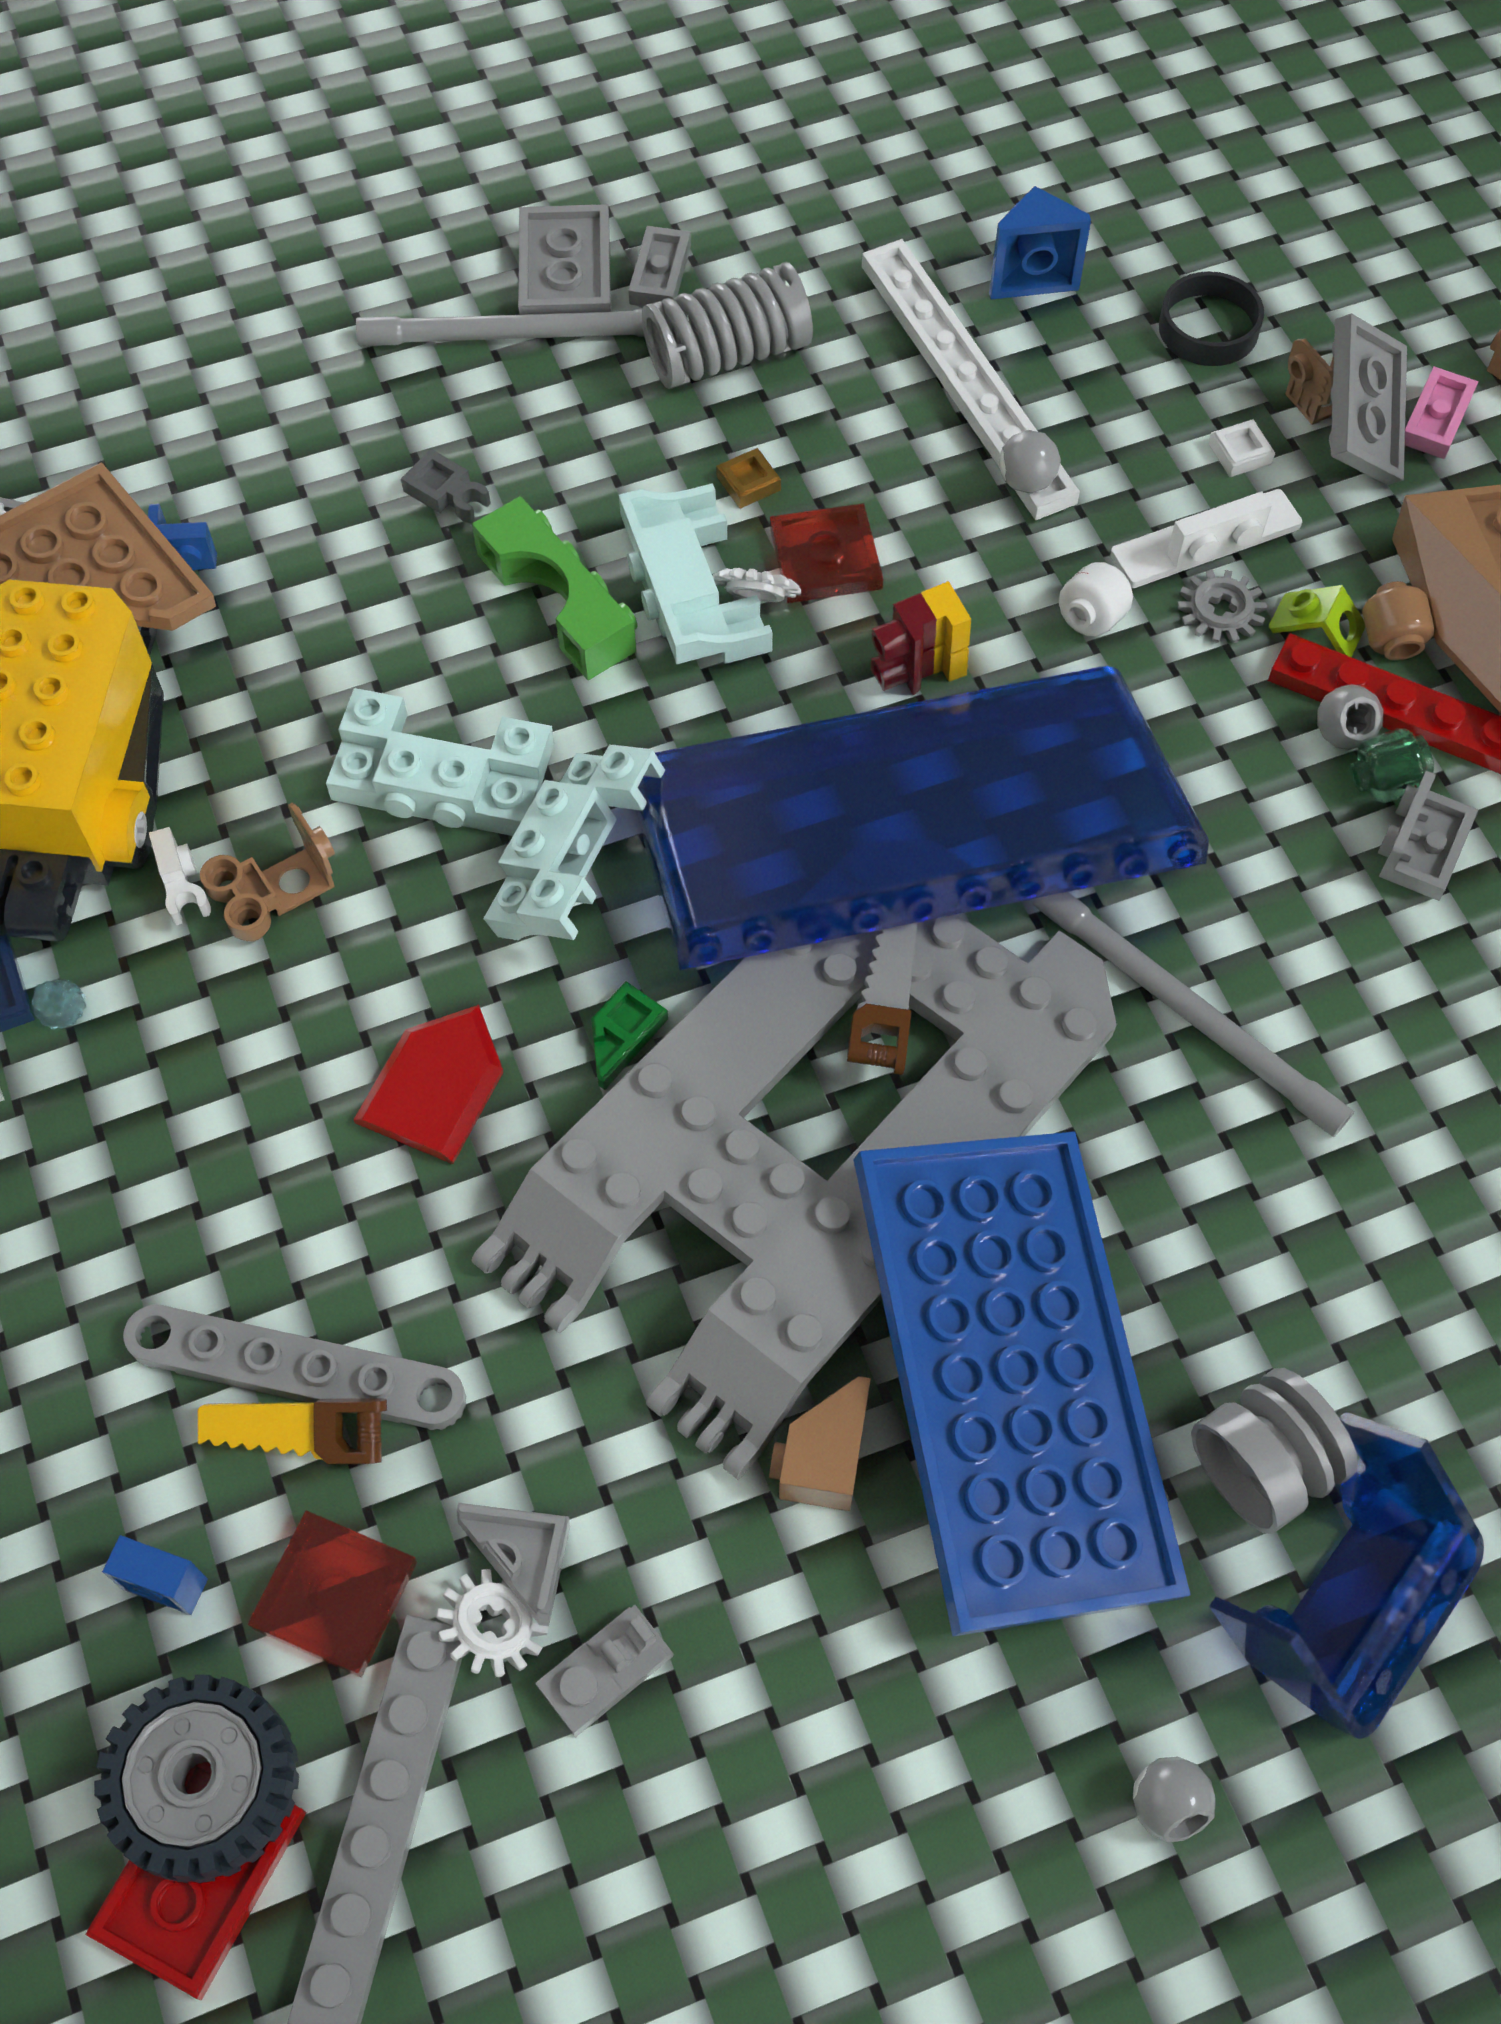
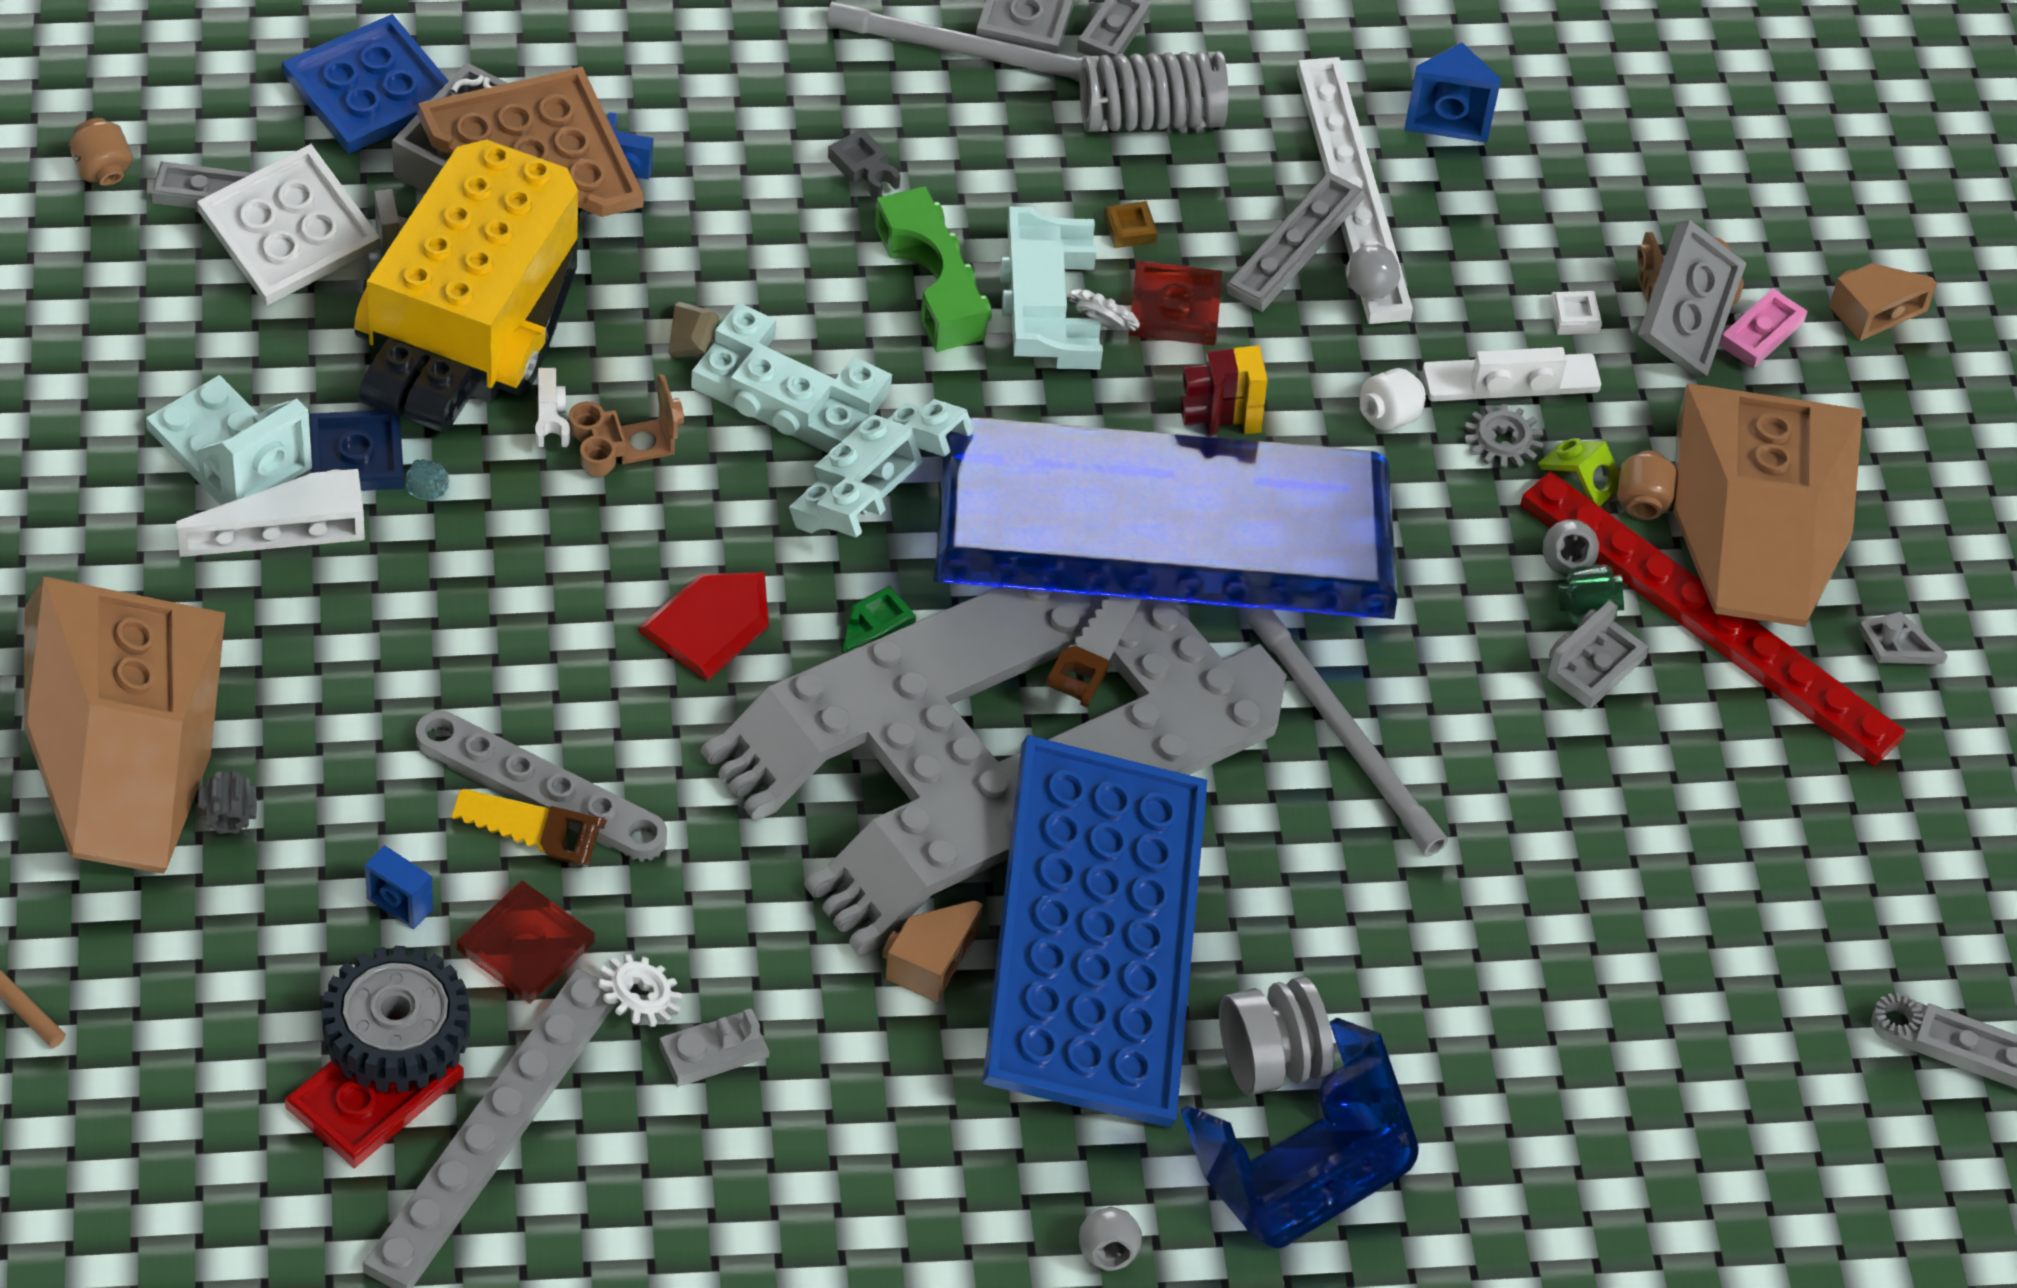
camera: 10 degrees right, 10 degrees down
(312, 734) = (691, 330): none -> dark tan piece
(523, 1550) = (676, 949): light grey tile -> none
(929, 450) = (1295, 241): none -> light grey tile
(1217, 285) = (1590, 228): black tyre -> none

